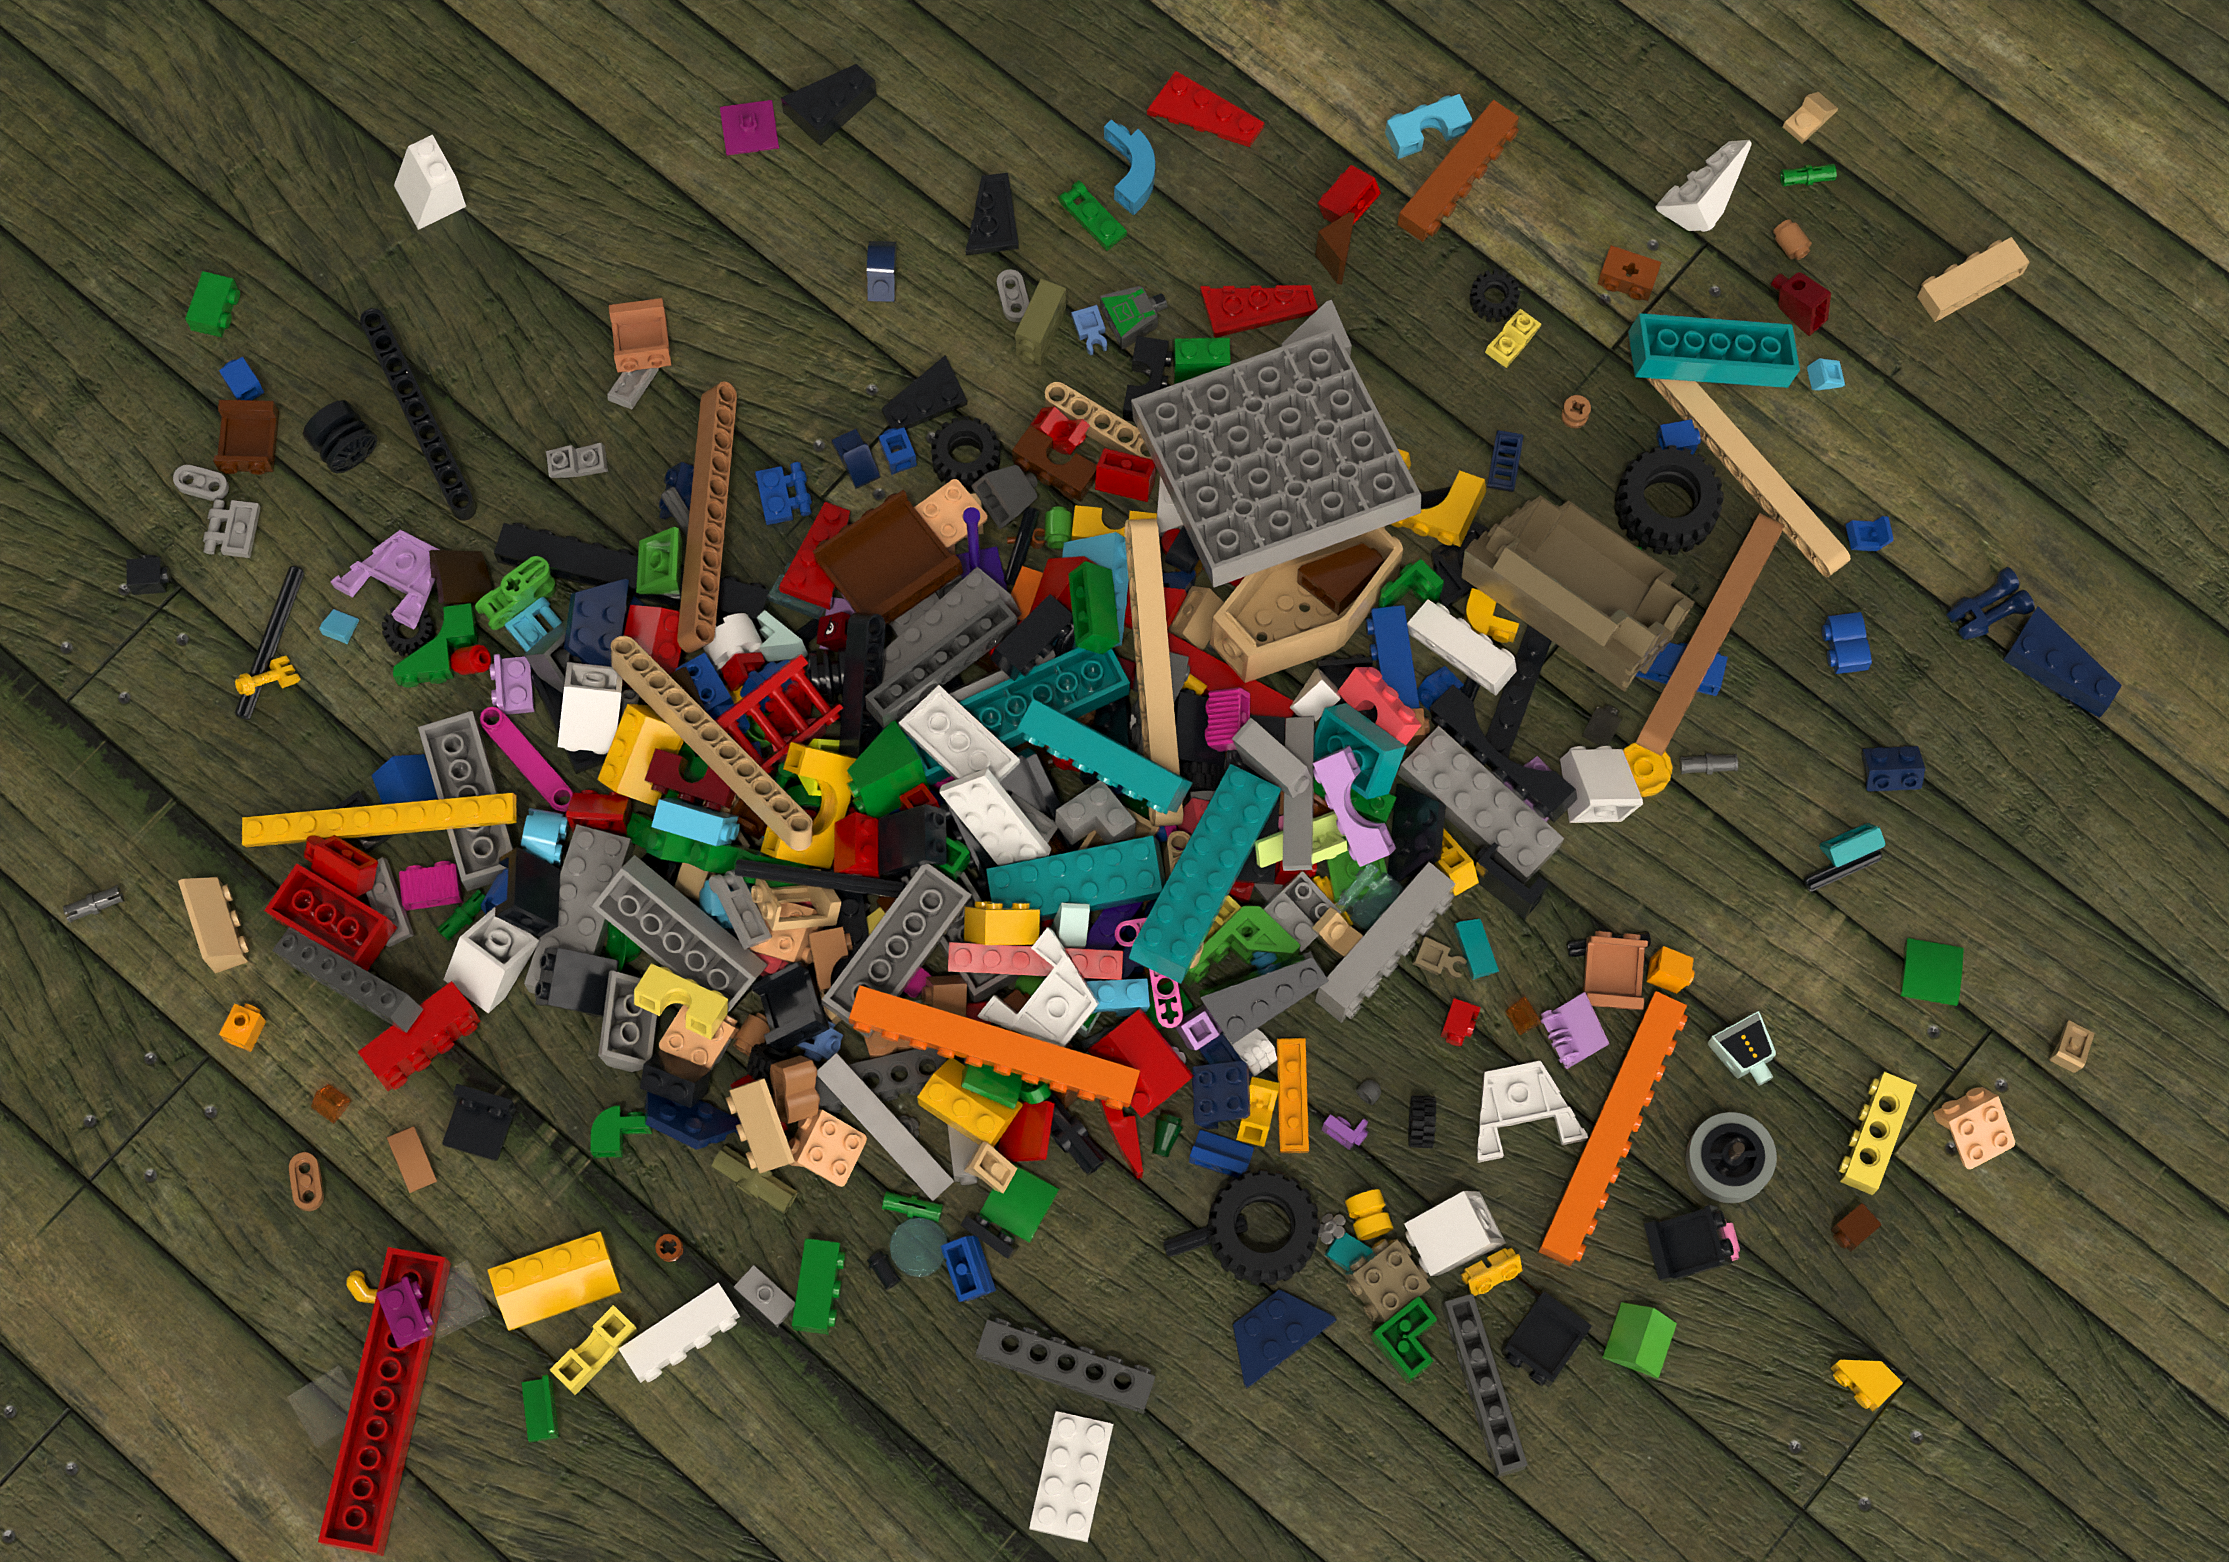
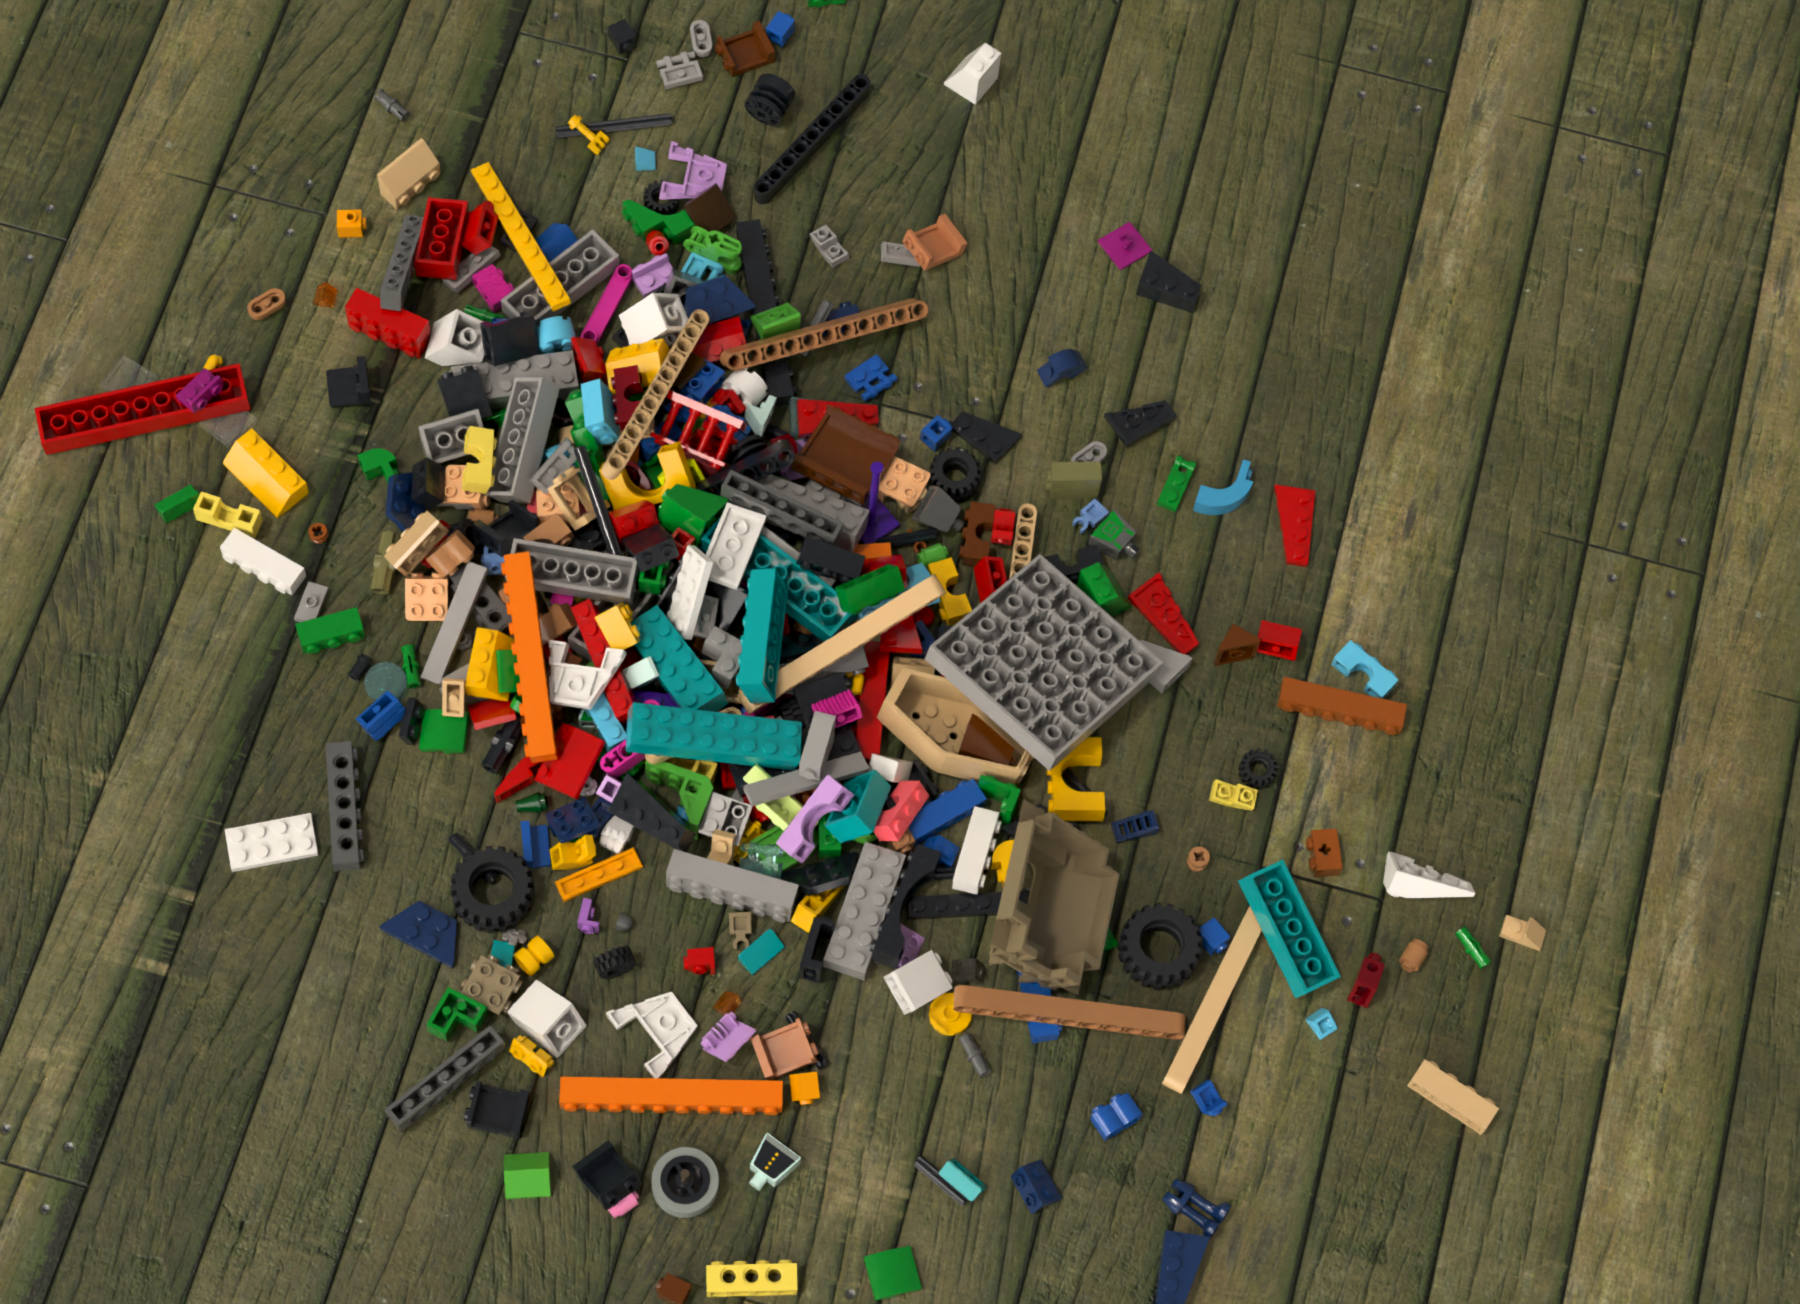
camera: 60 degrees right, 5 degrees down
(411, 1159) = (307, 356): medium nougat slope -> none
(856, 458) = (918, 411): dark blue slope -> none

